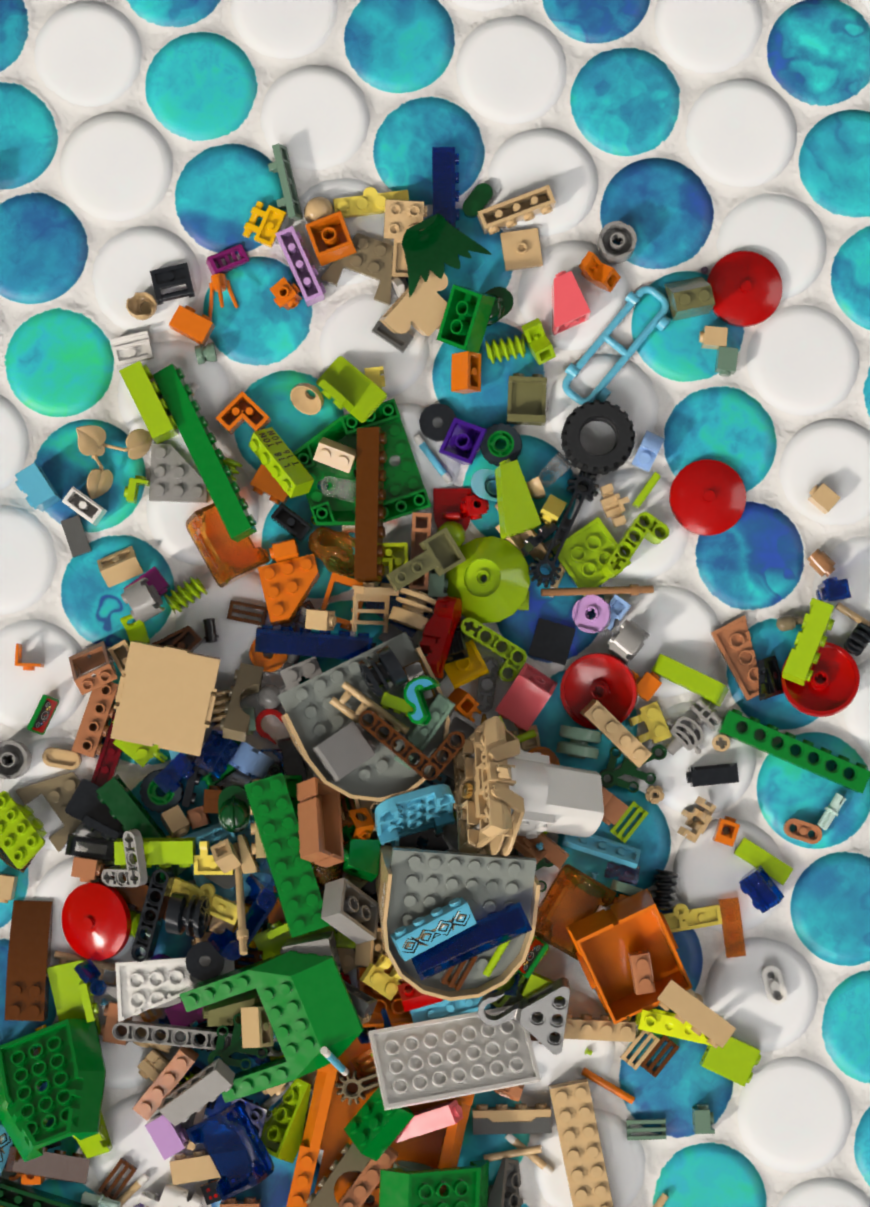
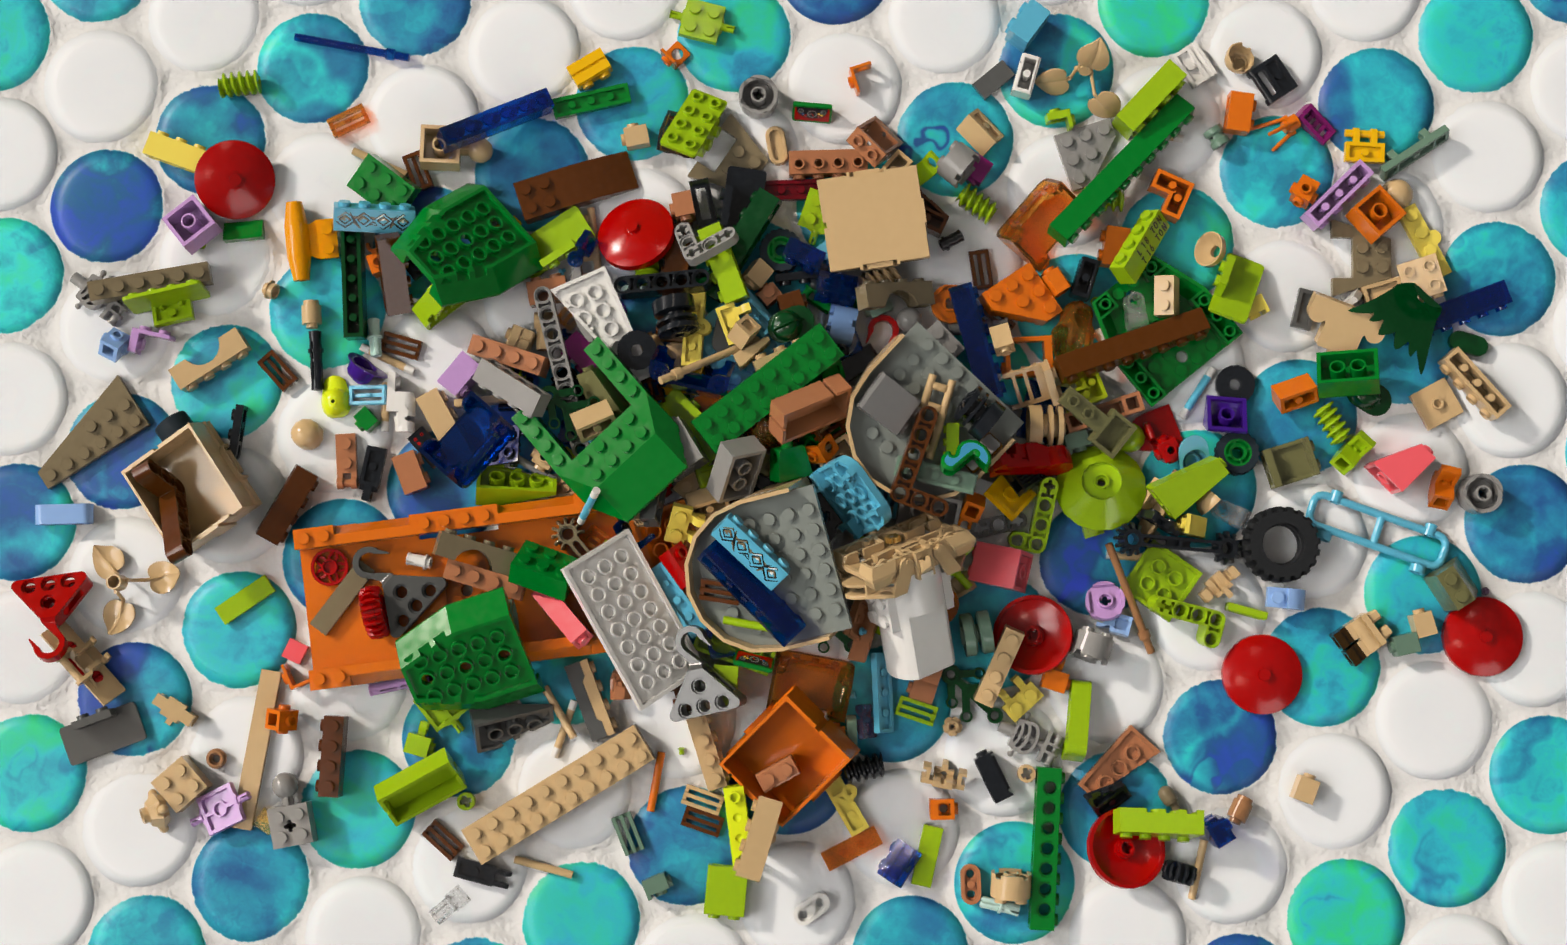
camera: 70 degrees right, 0 degrees up
(552, 641) = (1063, 572): black tile -> none
(706, 397) = (1365, 633): none -> tan hips
(817, 796) = (1010, 885): none -> tan brick

